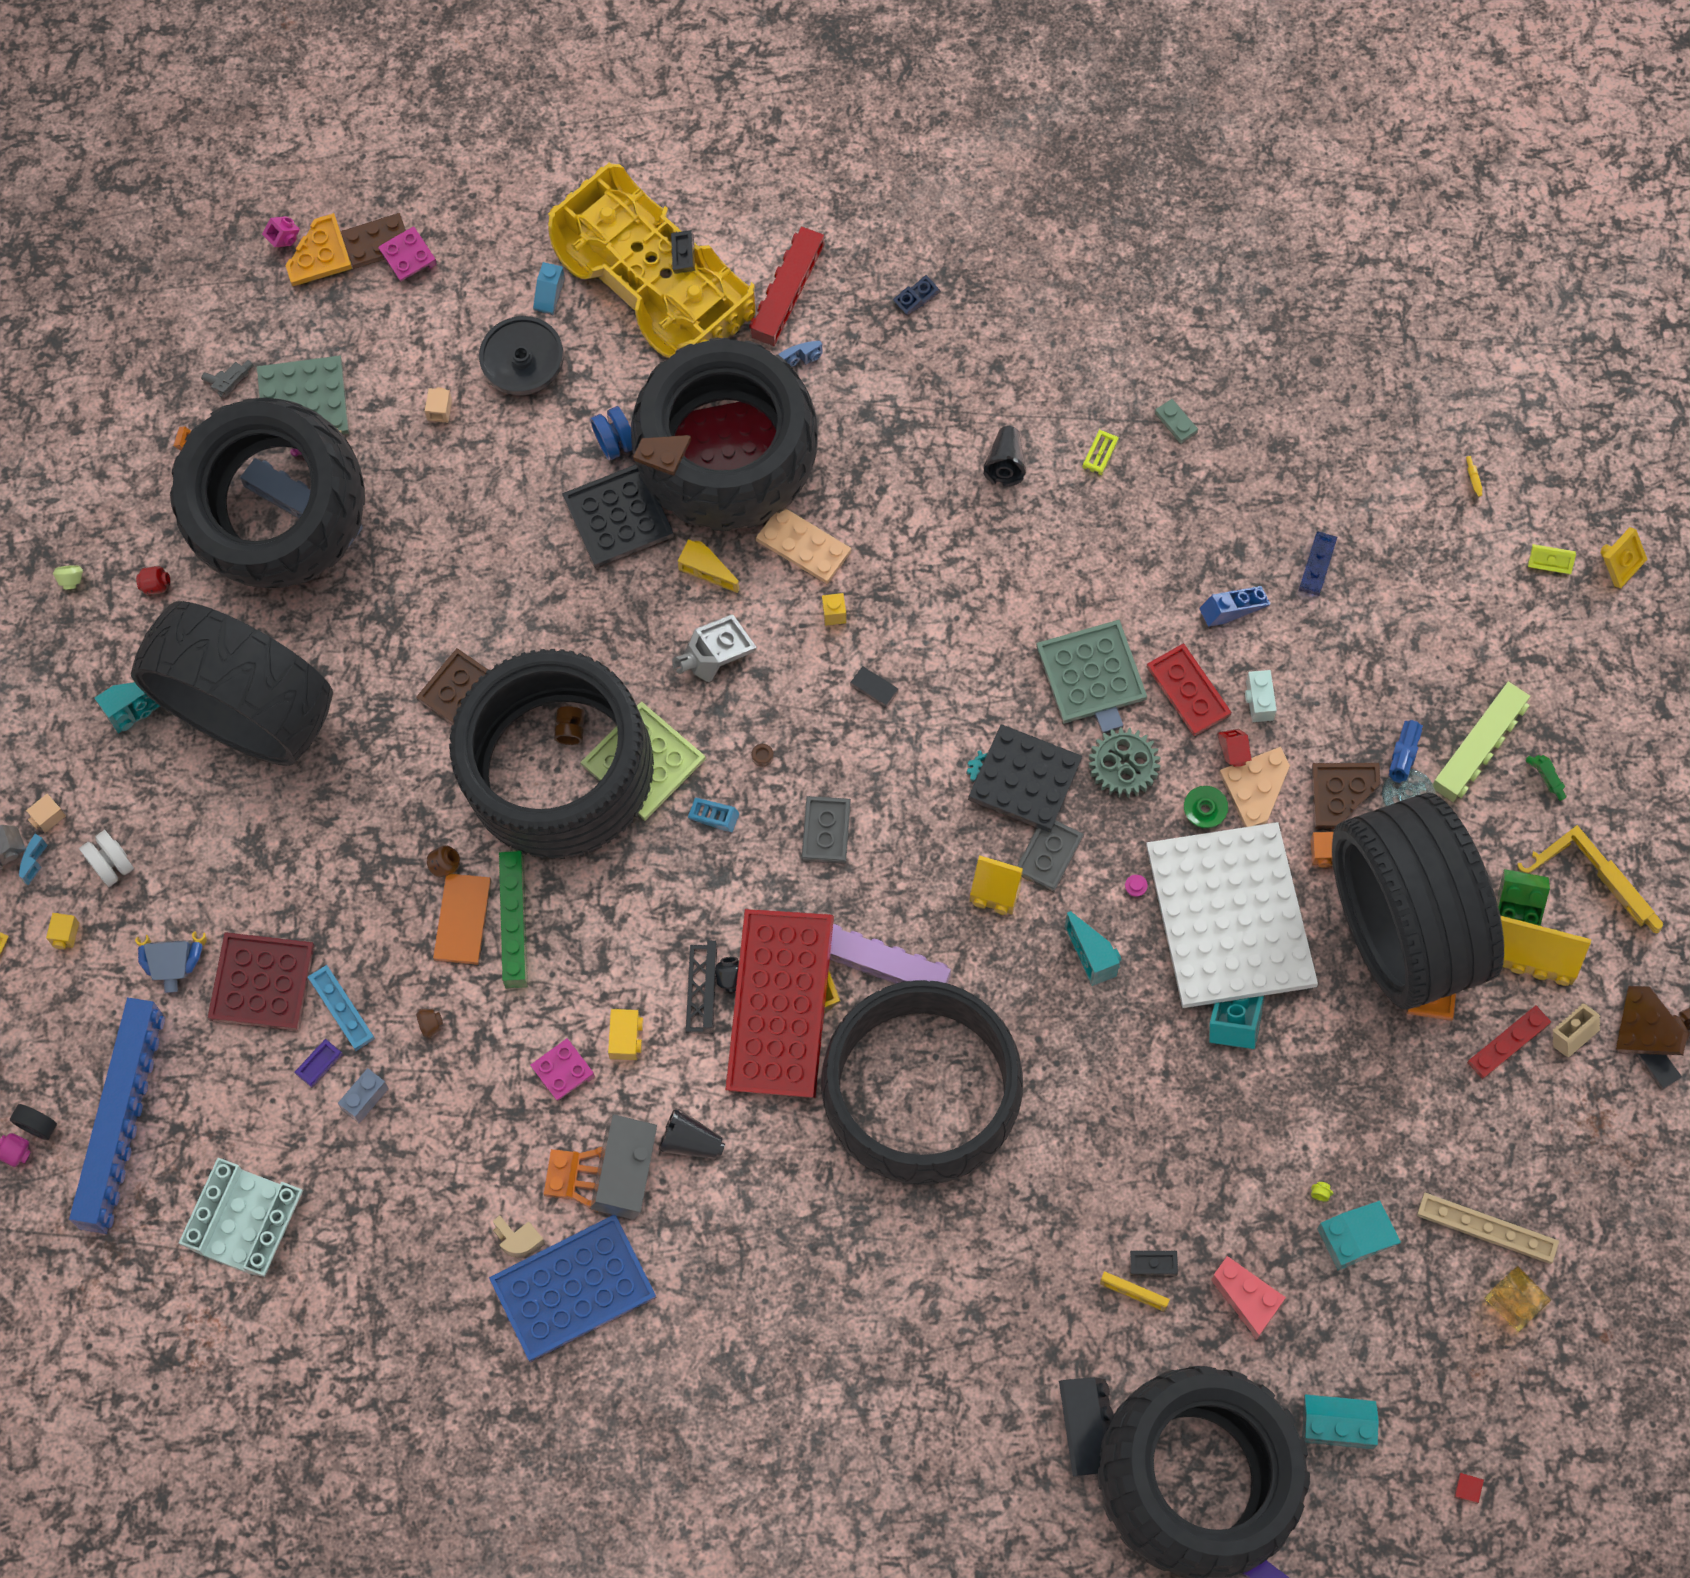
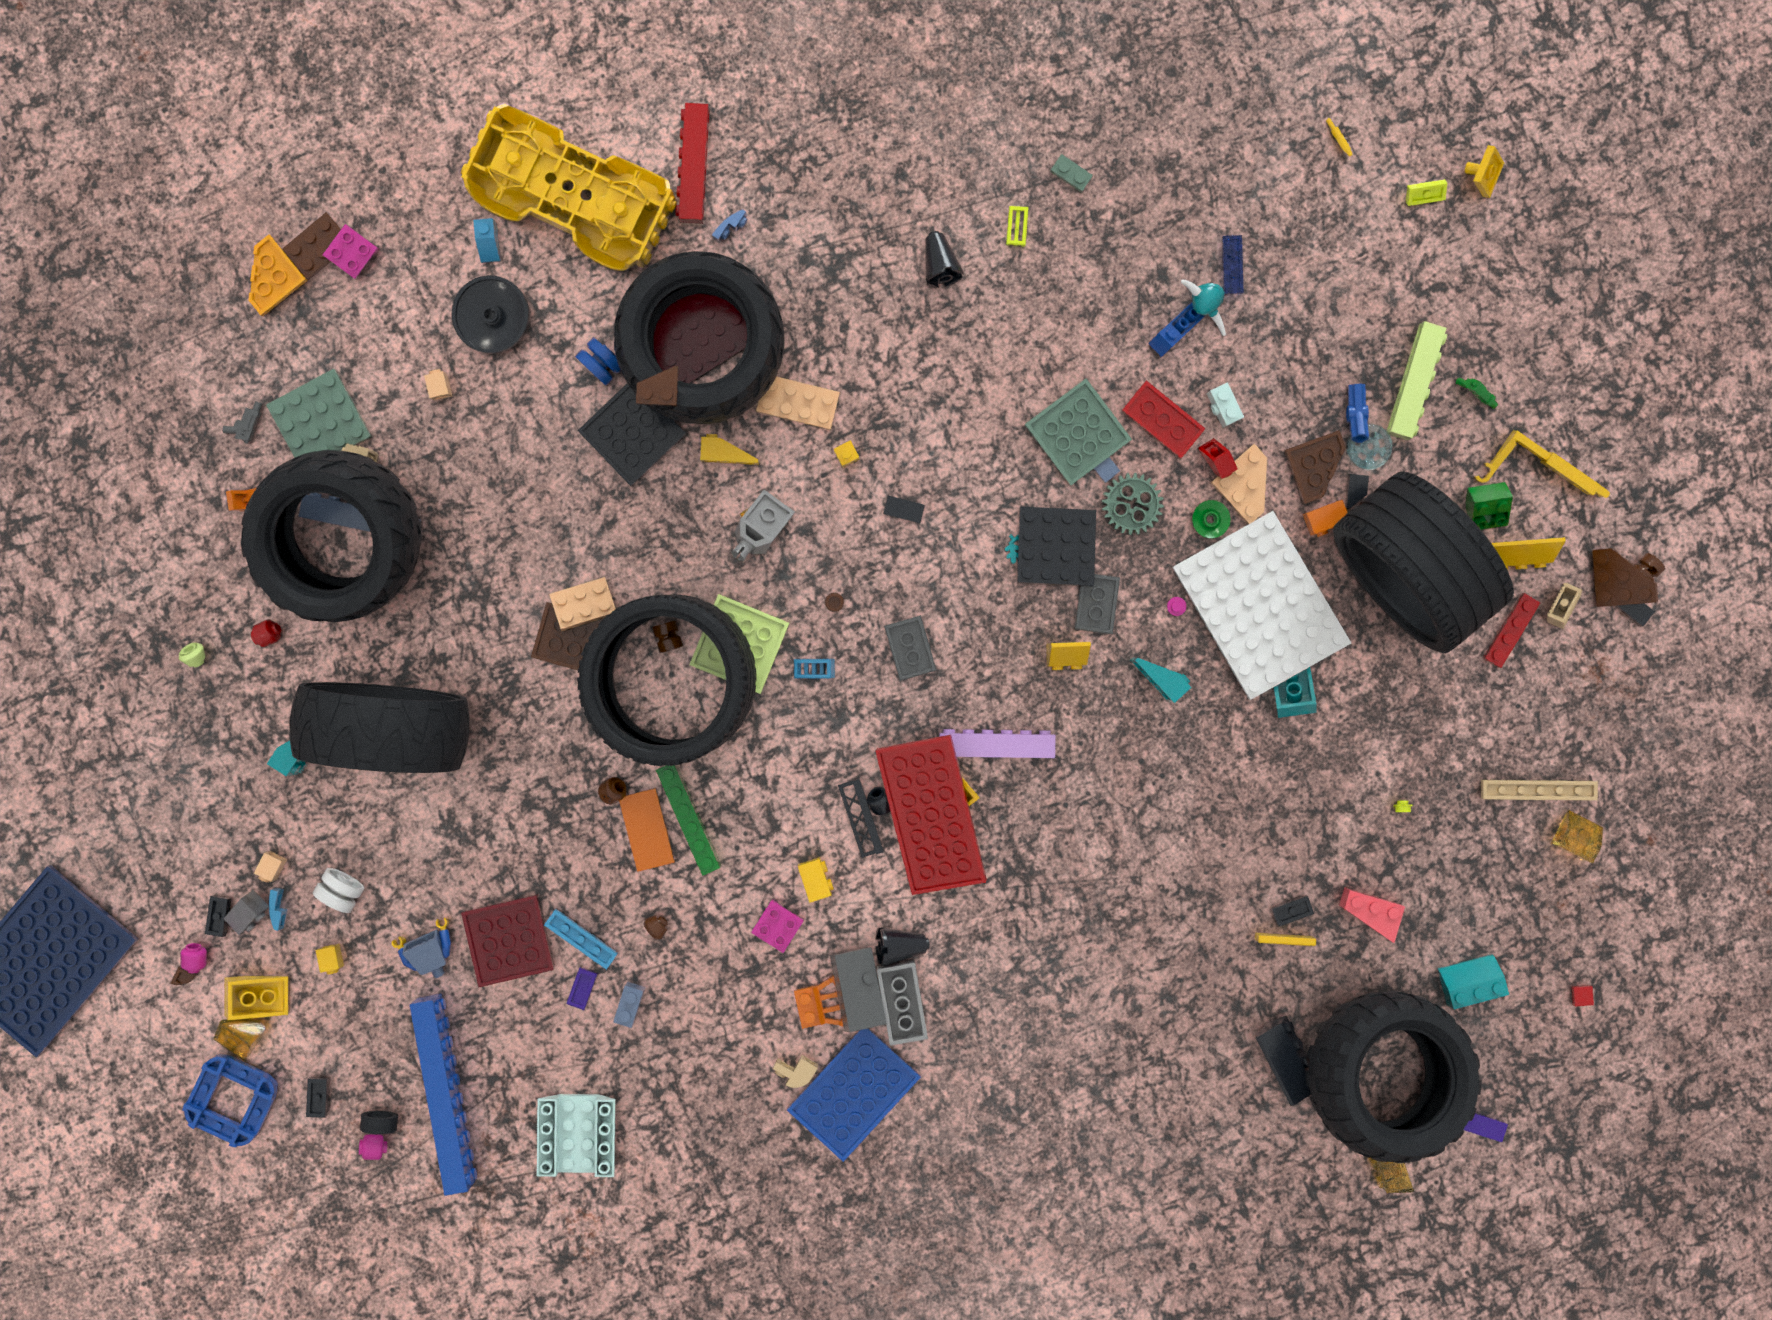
camera: 20 degrees left, 20 degrees up
(281, 231) = (230, 270): dark pink brick -> none
(483, 655) = (582, 603): none -> light nougat plate
(667, 1201) = (902, 1002): none -> light grey brick
(683, 252) = (594, 172): black plate -> none
(916, 296) = (808, 131): dark blue slope -> none
(919, 998) = (1113, 900): black tyre -> none
(1276, 584) = (1207, 300): none -> teal helmet
(1358, 1234) = (1442, 831): teal slope -> none

